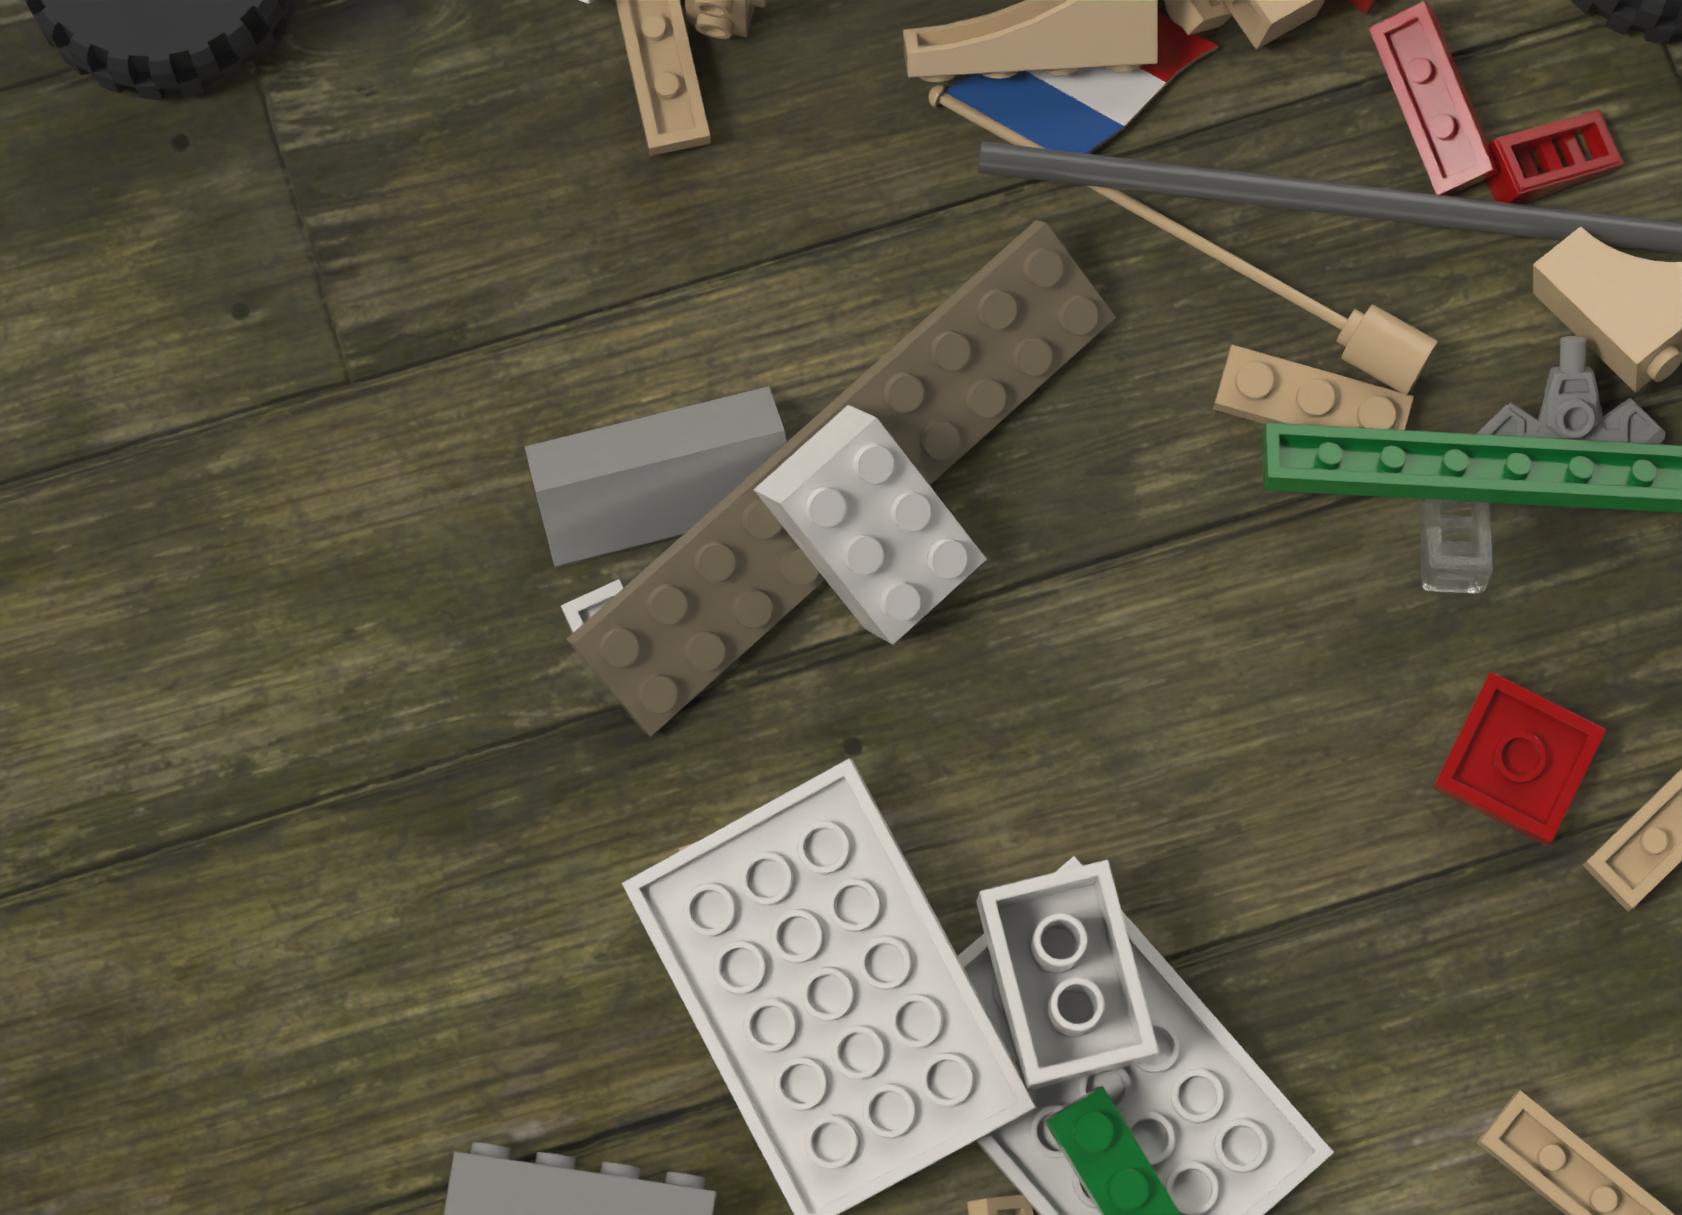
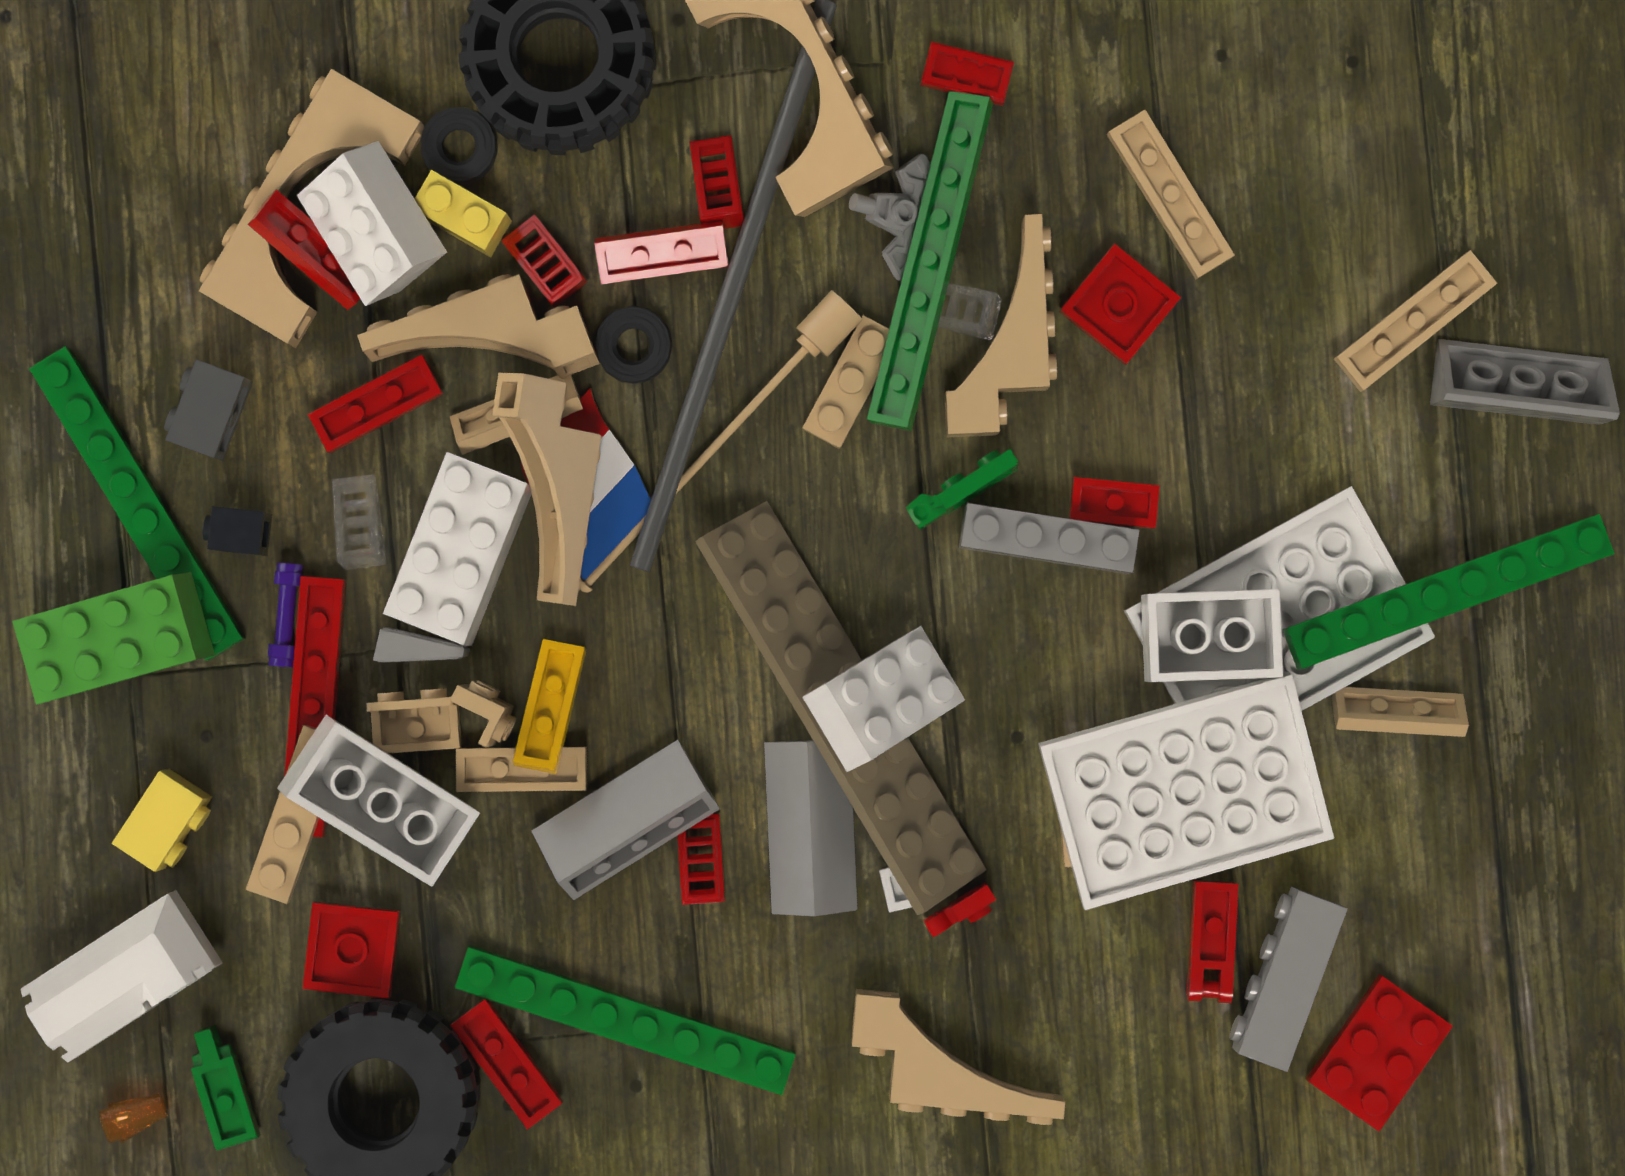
camera: 75 degrees left, 10 degrees up
(240, 122) = (507, 1063): none -> red plate
(331, 278) = (625, 1020): none -> green plate
(336, 714) = (932, 1076): none -> tan arch
(579, 308) = (702, 895): none -> red slope
(593, 720) = (970, 905): none -> red plate
(614, 1088) = (1212, 940): none -> red plate
(617, 212) = (625, 820): none -> light grey brick
(757, 73) = (549, 706): none -> yellow plate
(1153, 721) = (1048, 538): none -> light grey brick
(1197, 590) = (962, 489): none -> green hinge
(1227, 809) = (1114, 502): none -> red plate
(1299, 54) = (652, 363): none -> black tyre
(1414, 623) = (1019, 352): none -> tan arch

